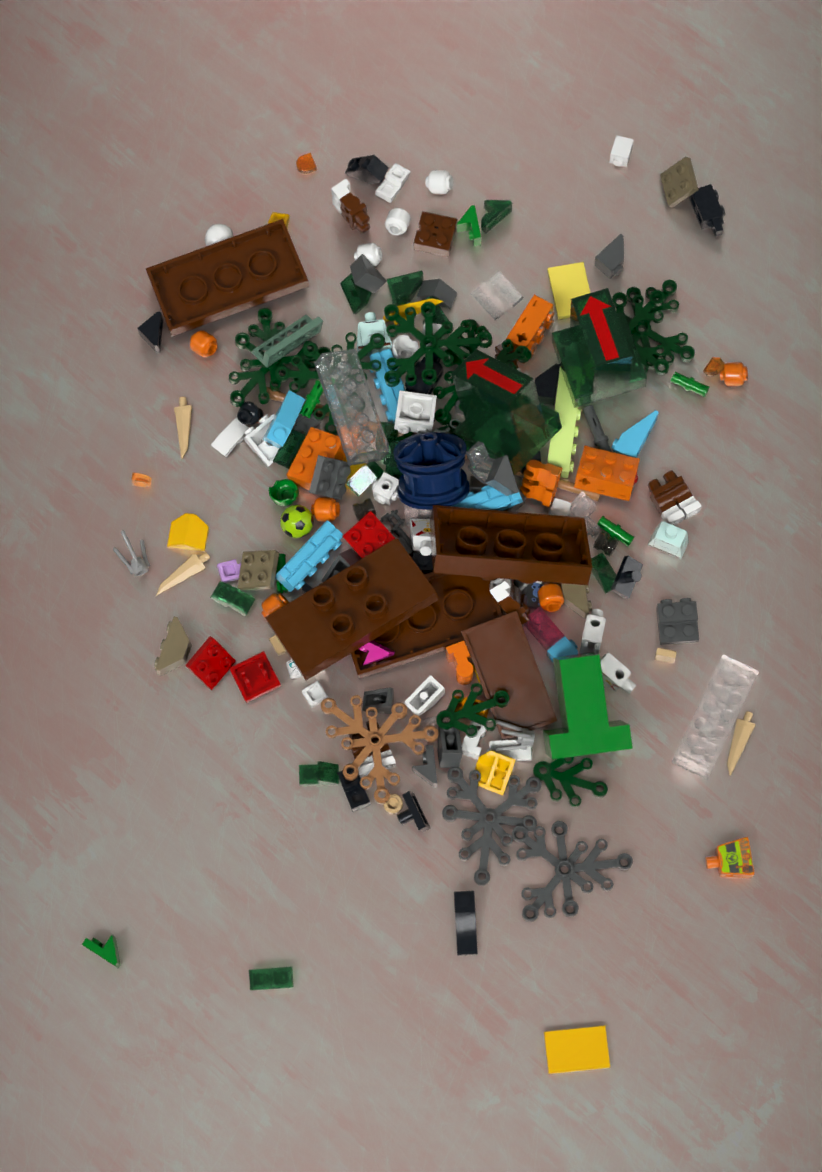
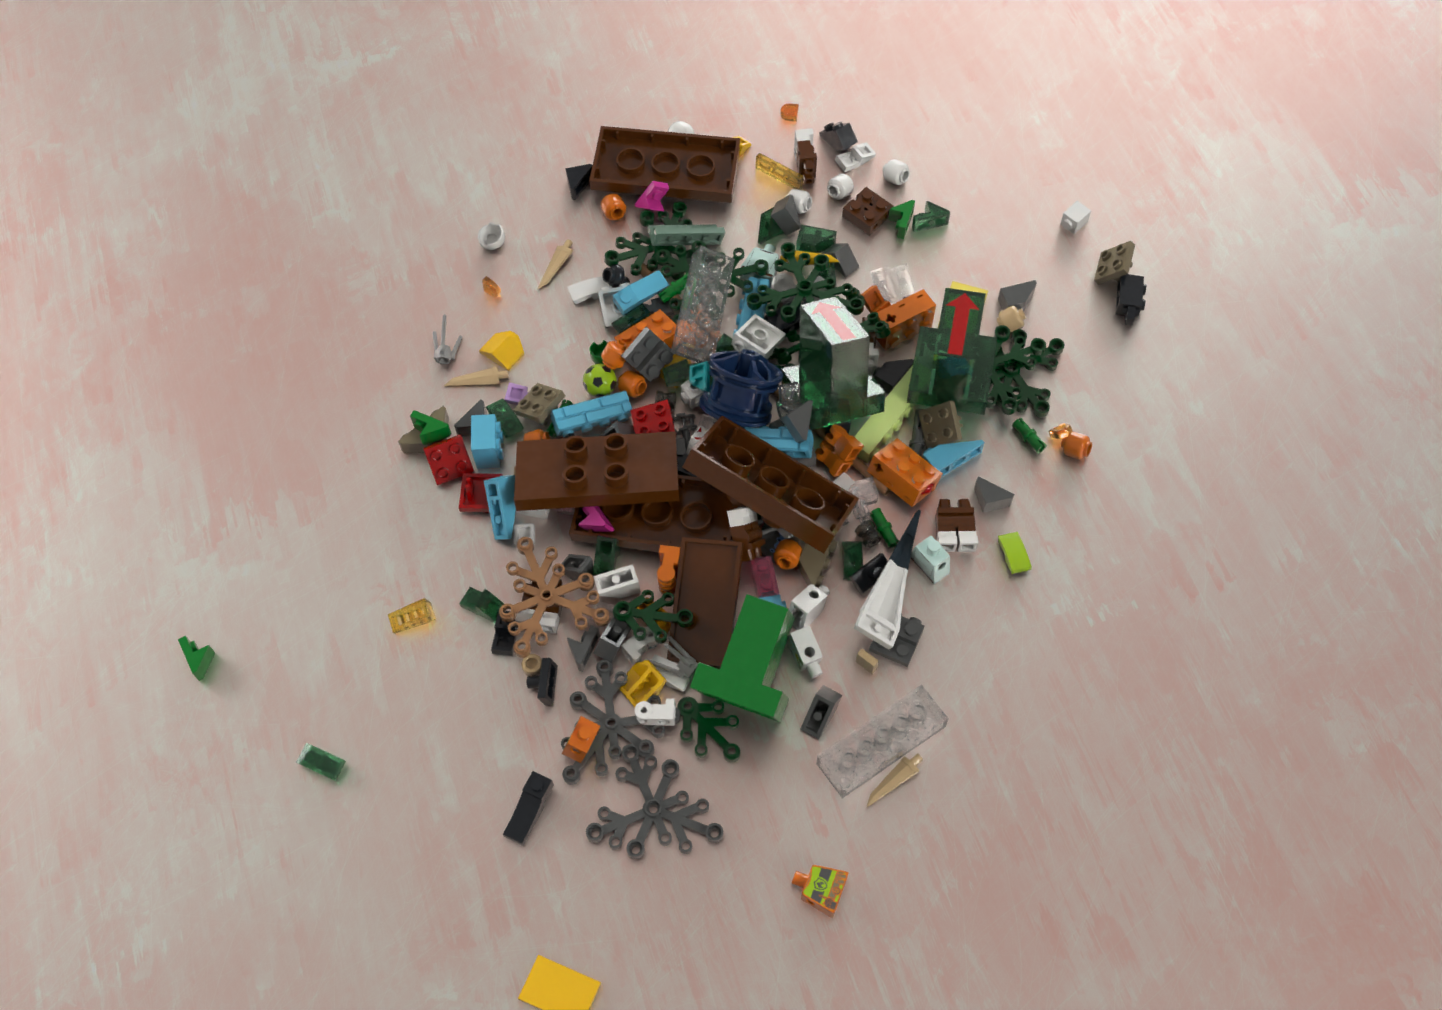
camera: 25 degrees right, 10 degrees down
(109, 429) = (491, 236): none -> white hair
(183, 643) = (431, 428): none -> green slope
(208, 615) = (463, 426): none -> dark grey slope
(234, 629) = (486, 441): none -> medium azure brick
(236, 320) = (652, 195): none -> dark pink slope
(265, 806) = (410, 609): none -> clear yellow slope
(284, 678) = (501, 505): none -> medium azure slope
(299, 493) = (612, 354): none -> orange head
(333, 233) = (779, 171): none -> clear yellow tile
(387, 475) = (700, 376): none -> teal tile
(400, 679) = (605, 555): none -> clear green slope
(477, 844) = (580, 739): none -> orange torso
(496, 326) = (874, 300): none -> orange slope
(518, 794) = (656, 713): none -> white leg
(614, 414) = (940, 424): none -> dark tan plate
(619, 281) = (1011, 318): none -> tan head
(652, 717) = (821, 711): none -> dark grey slope
(657, 605) = (883, 607): none -> white plate
(687, 456) = (992, 496): none -> dark grey slope
(733, 497) = (1015, 552): none -> lime slope

